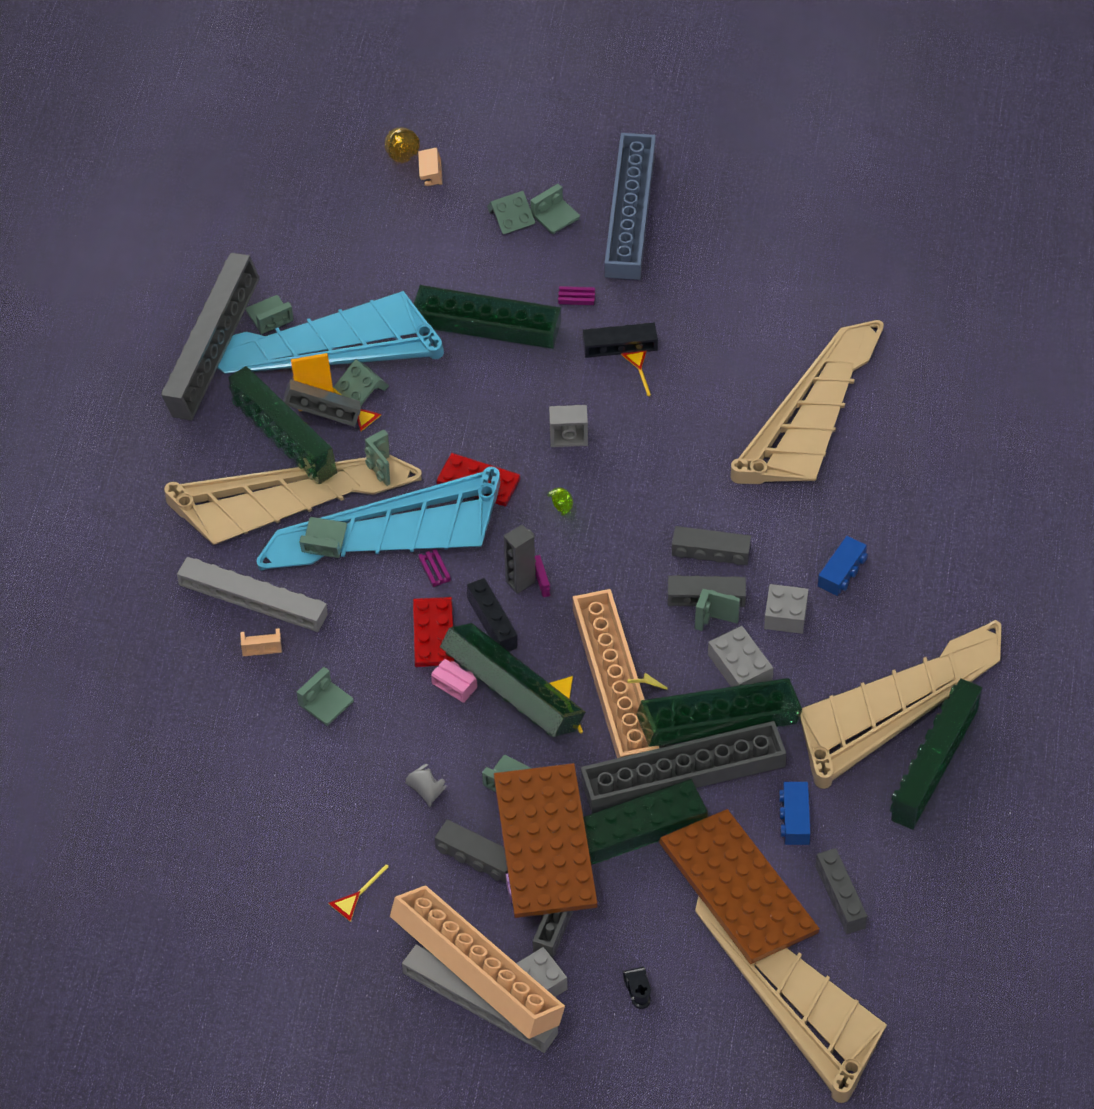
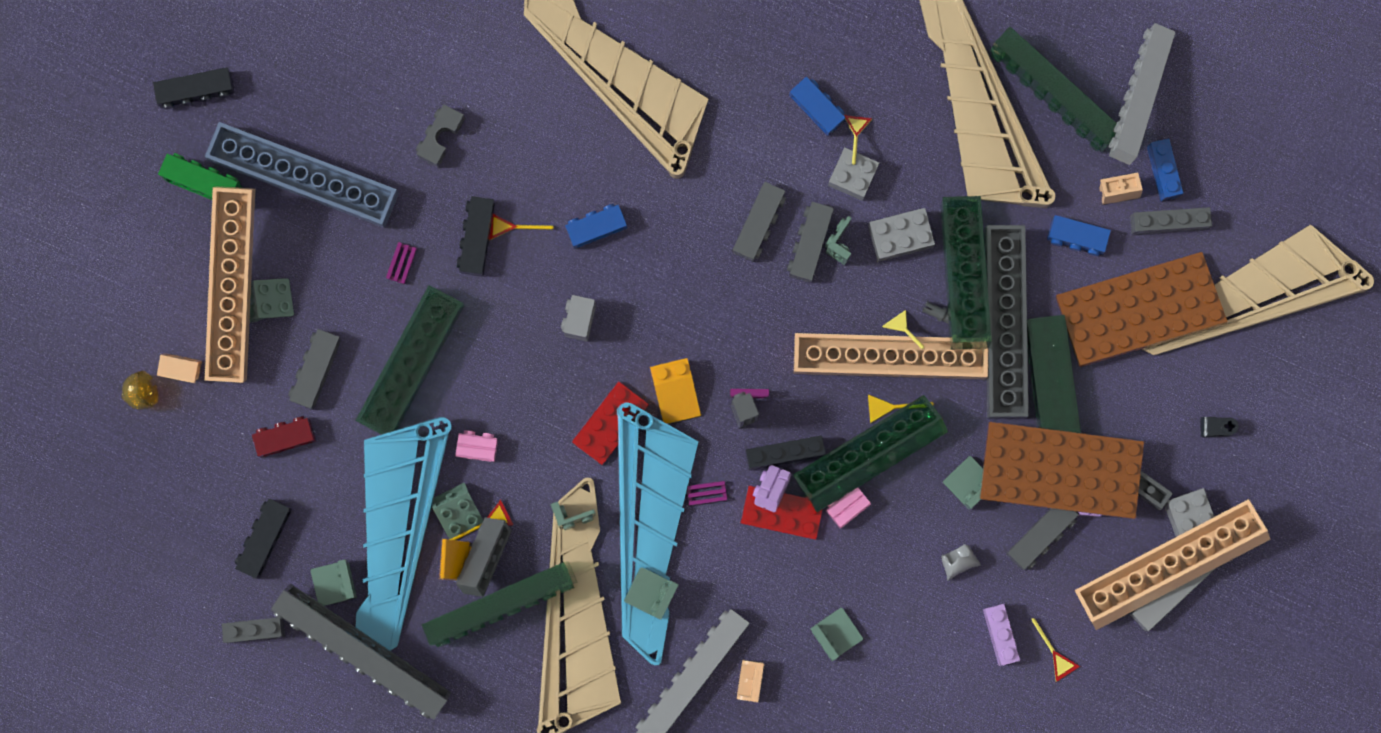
camera: 75 degrees left, 30 degrees up
(208, 261) = (253, 630): none -> dark grey arch
(295, 256) = (263, 538): none -> black brick
(362, 837) = (1001, 635): none -> lavender brick
(390, 249) = (283, 437): none -> dark red brick
(424, 384) = (477, 447): none -> bright pink brick
(452, 608) = (772, 488): none -> lavender brick
(458, 256) = (315, 369): none -> dark grey brick
(512, 170) = (229, 284): none -> light nougat brick
(530, 509) = (675, 391): none -> light orange slope
(552, 210) = (283, 254): sand green bracket -> none
(561, 499) = (666, 349): clear neon green hair -> none
(599, 139) = (194, 176): none -> green brick
(661, 423) = (595, 226): none -> blue brick
(681, 120) = (193, 88): none -> black brick
(691, 288) = (446, 120): none -> dark grey arch
(837, 602) = (857, 125): none -> light yellow piece
(858, 838) = (1121, 188): none -> light nougat hinge
(892, 873) = (1164, 170): none -> blue brick
(961, 819) = (1142, 93): none -> light grey brick

